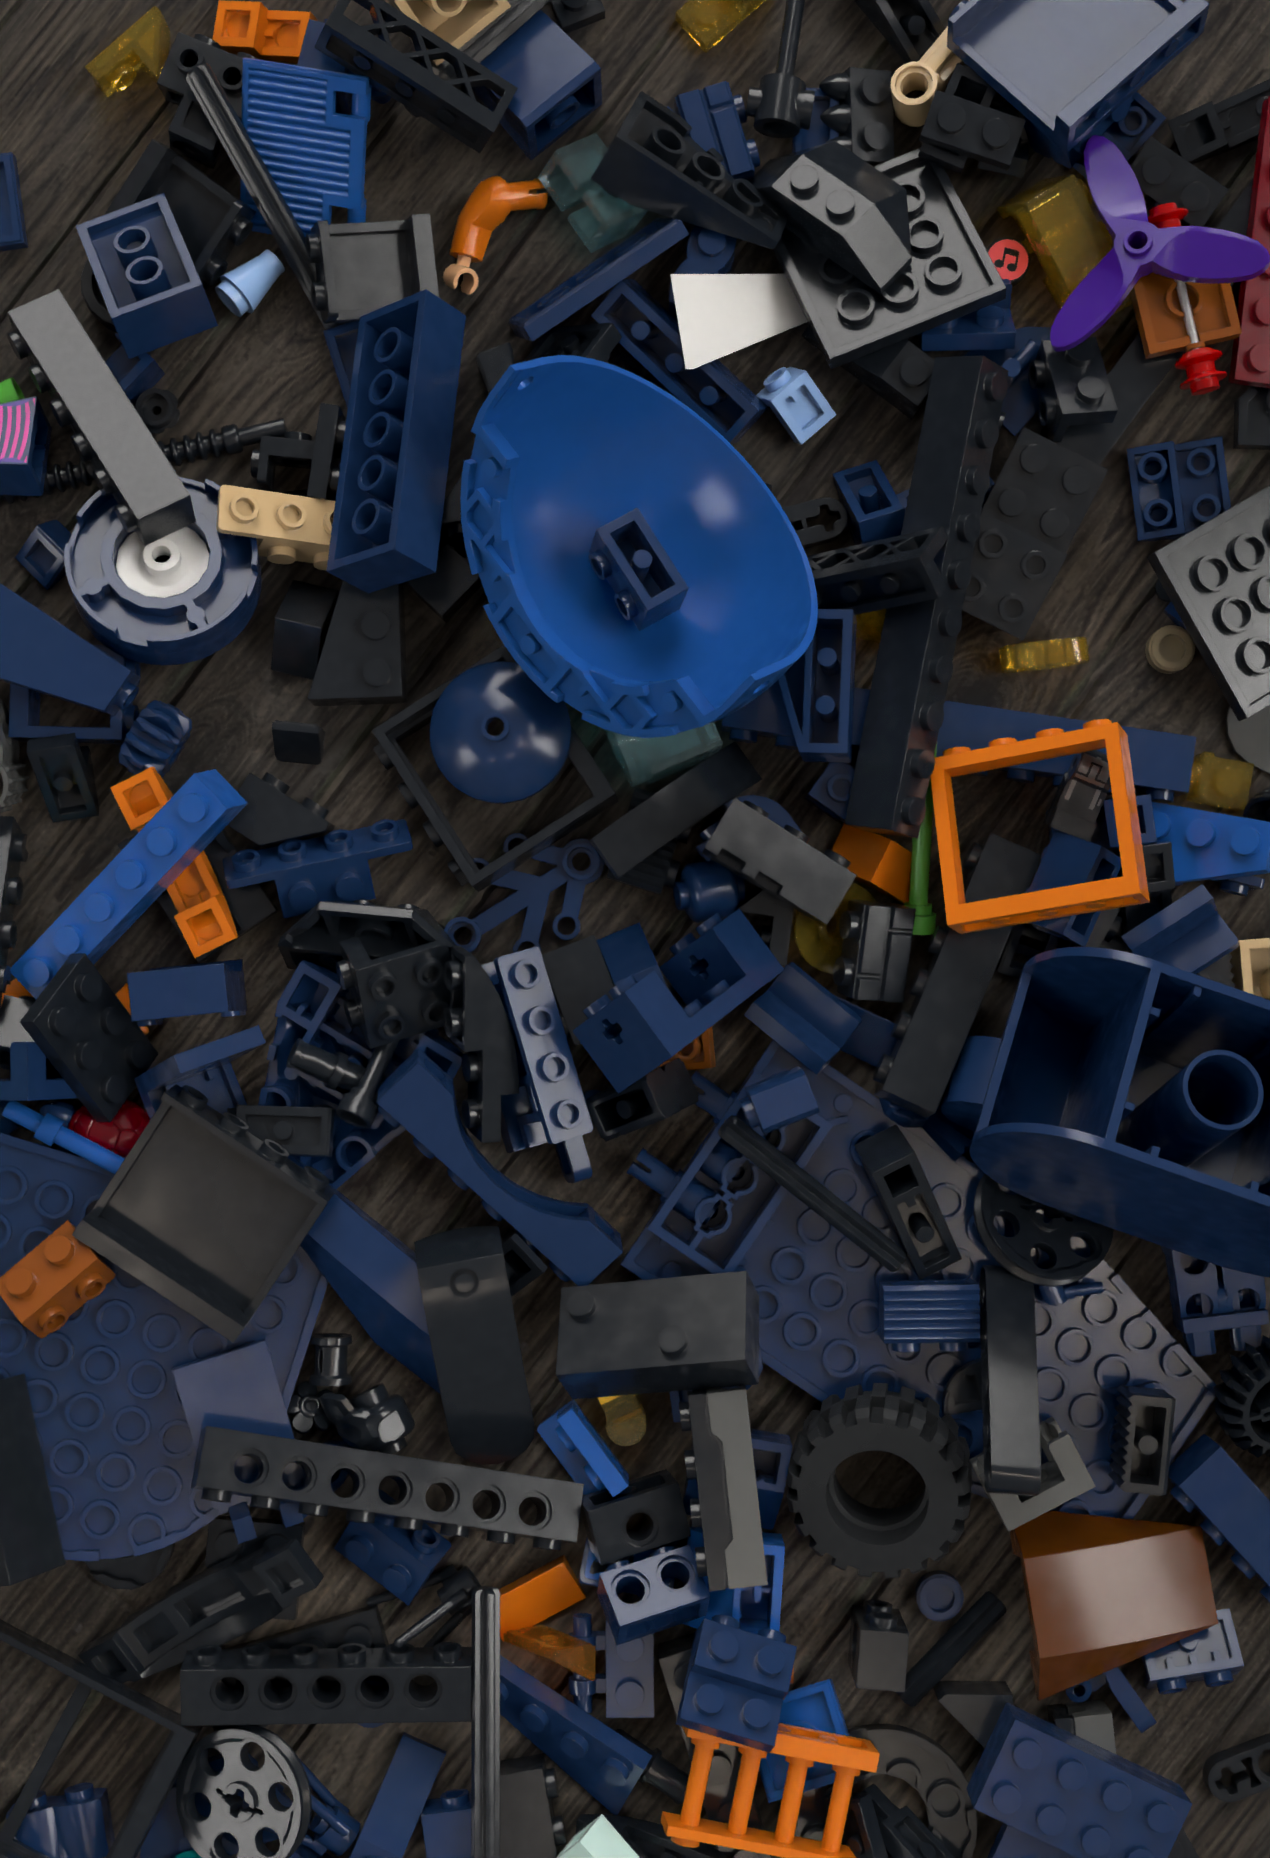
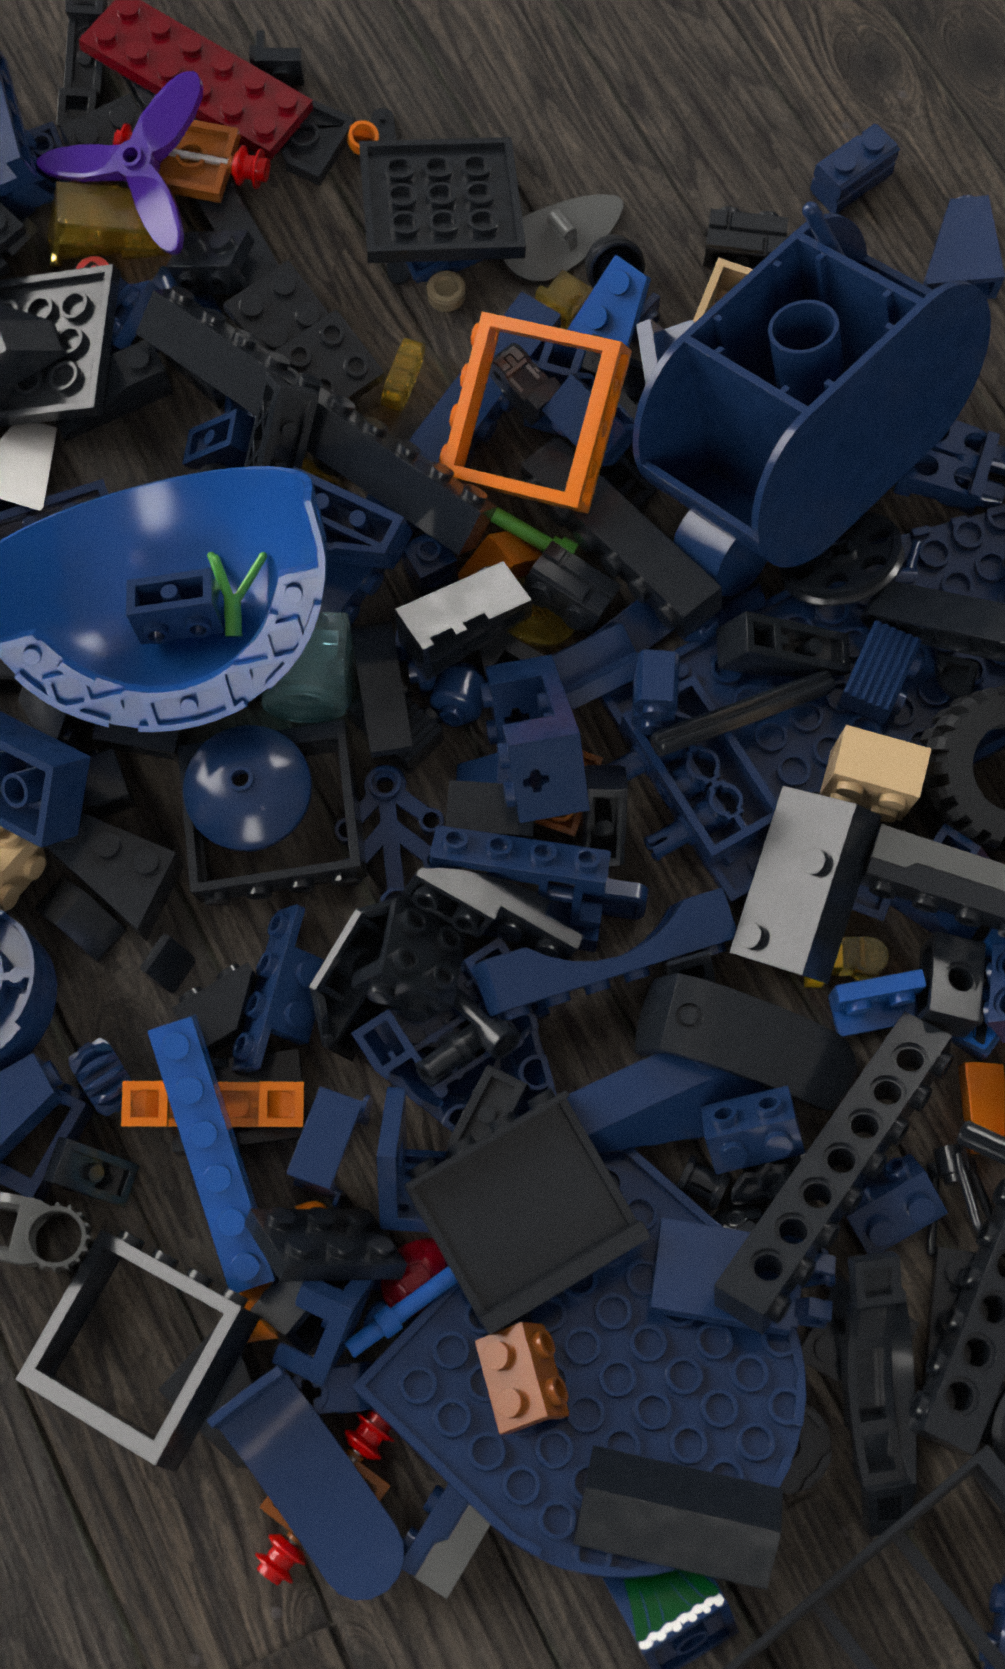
camera: 65 degrees left, 15 degrees down
(389, 1389) = (752, 1130): none -> dark blue brick
(673, 622) = (232, 601): none -> bright green plant
(796, 402) = (113, 460): light blue bracket -> none
(808, 1356) = (876, 772): none -> tan brick
(1177, 487) = (327, 232): dark blue slope -> none

